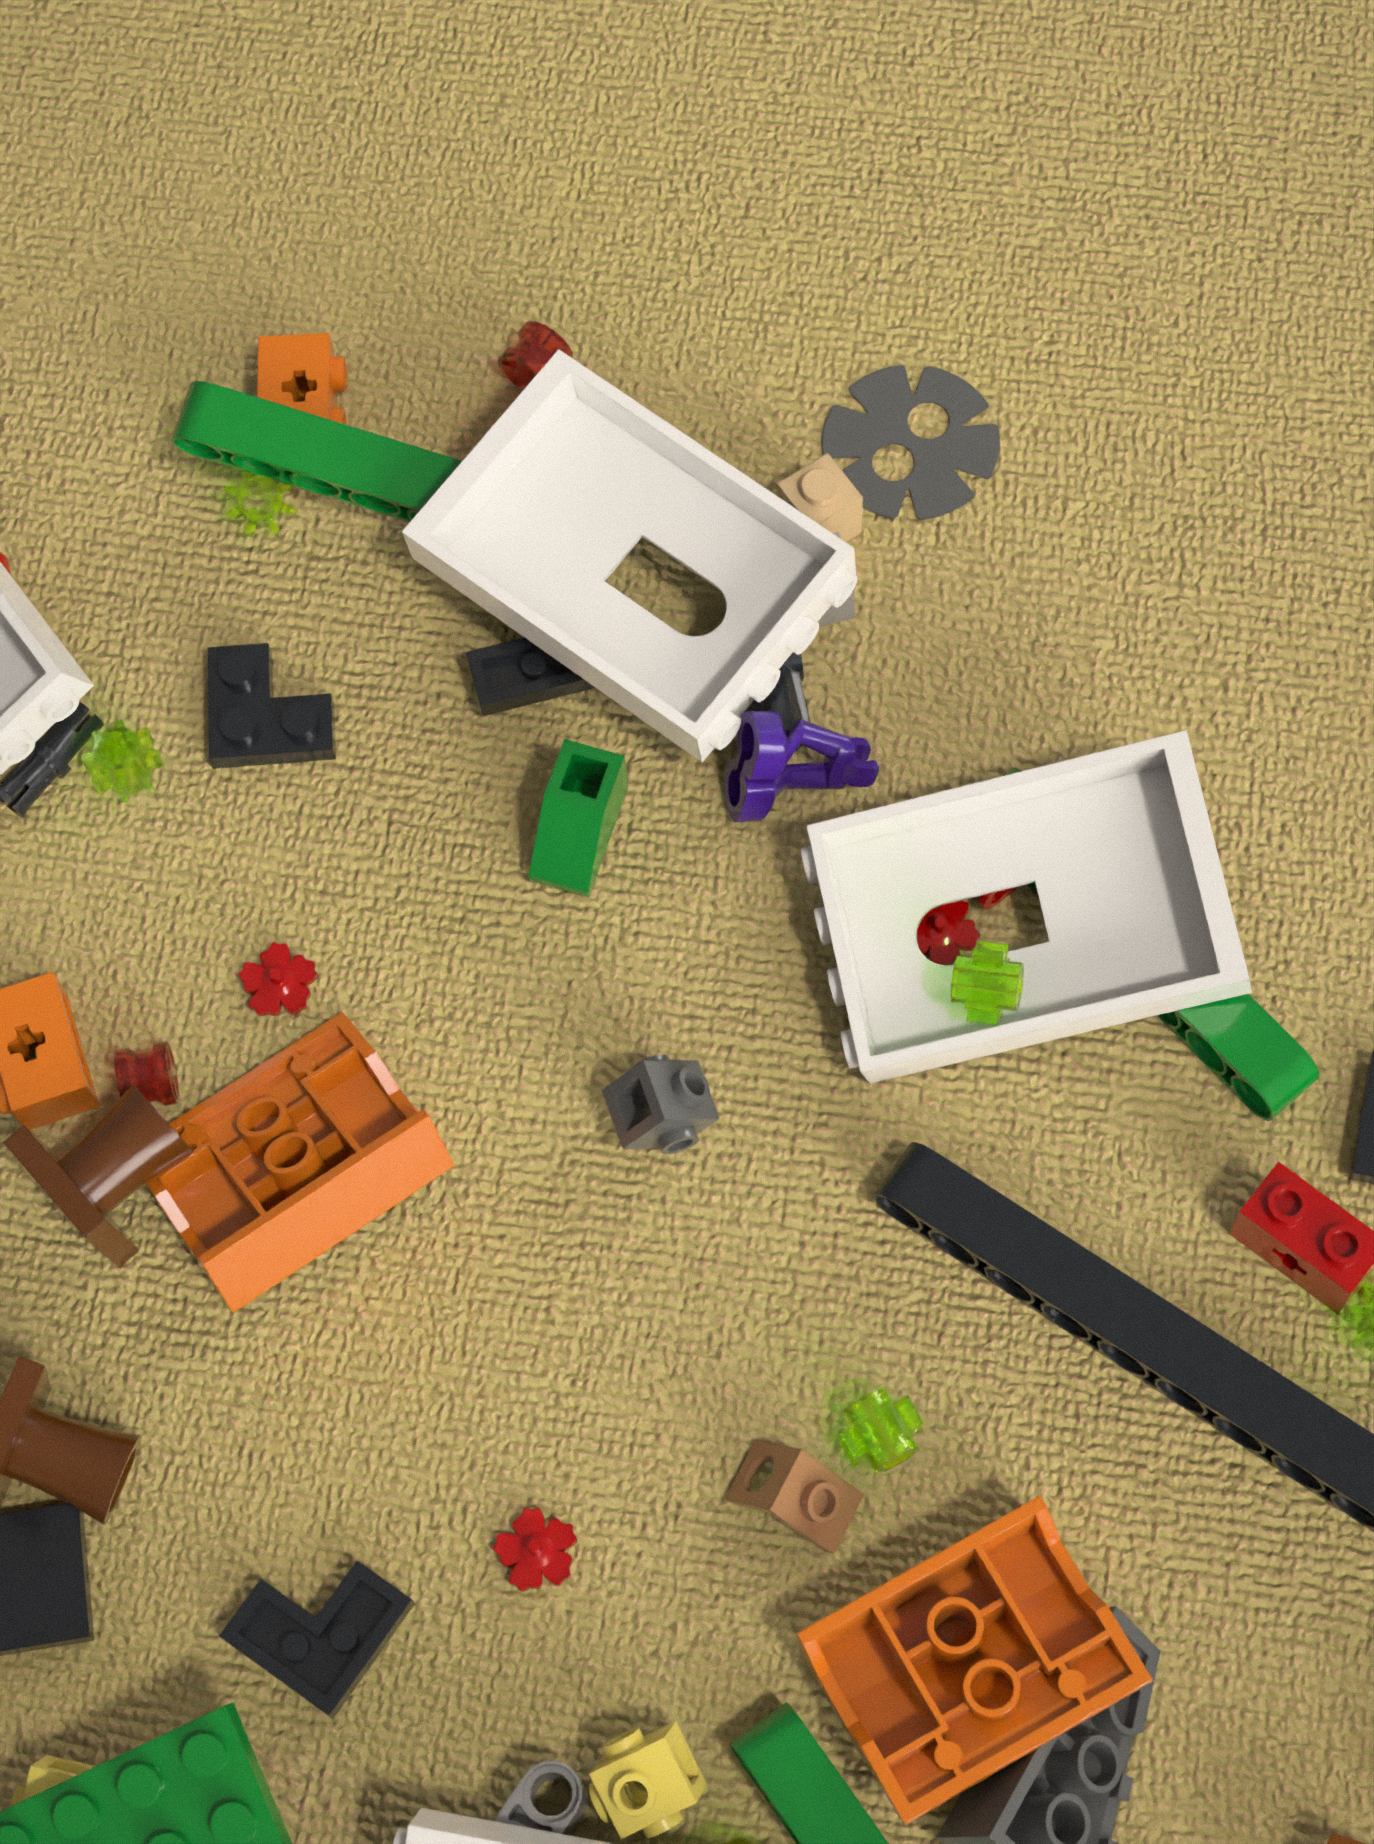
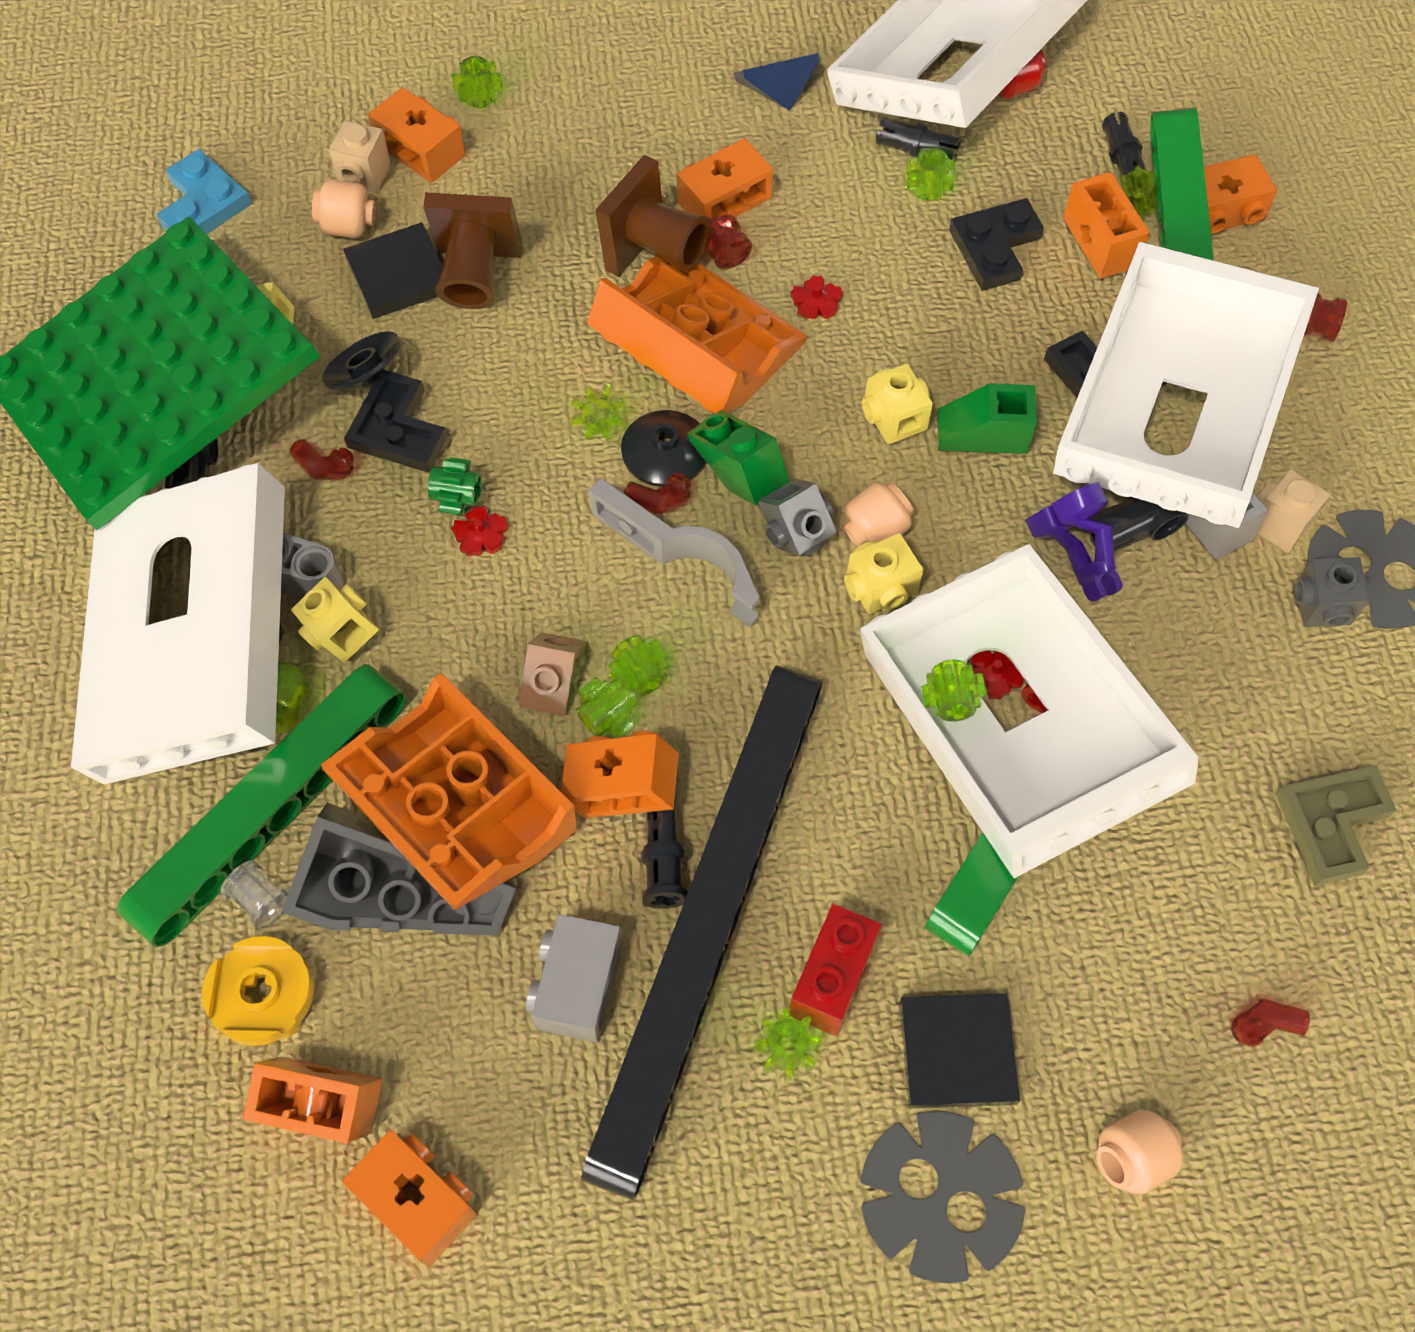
camera: 70 degrees right, 5 degrees down
(166, 493) = (1124, 147): none -> black pin
(173, 1655) = (362, 361): none -> black dish
(306, 563) = (1104, 224): none -> orange brick
(357, 1761) = (332, 467): none -> clear red arm
(397, 1333) = (590, 421): none -> clear neon green gear
(465, 1565) = (454, 486): none -> green gear
(475, 1287) = (656, 460): none -> black dish
(512, 923) = (897, 403): none -> light yellow brick
(533, 1155) = (740, 456): none -> green slope
(560, 1279) = (664, 499): none -> clear red arm
(637, 1299) = (670, 543): none -> light grey piece
(681, 1002) = (877, 513): none -> light nougat head
(778, 1021) = (883, 574): none -> light yellow brick
(828, 1372) = (639, 664): none -> clear neon green gear
(948, 503) = (1332, 591): none -> dark grey brick
(984, 1473) = (620, 775): none -> orange brick
(1102, 1408) = (663, 861): none -> black pin
(1229, 630) = (1323, 818): none -> olive plate
(1250, 1558) = (575, 978): none -> light grey brick

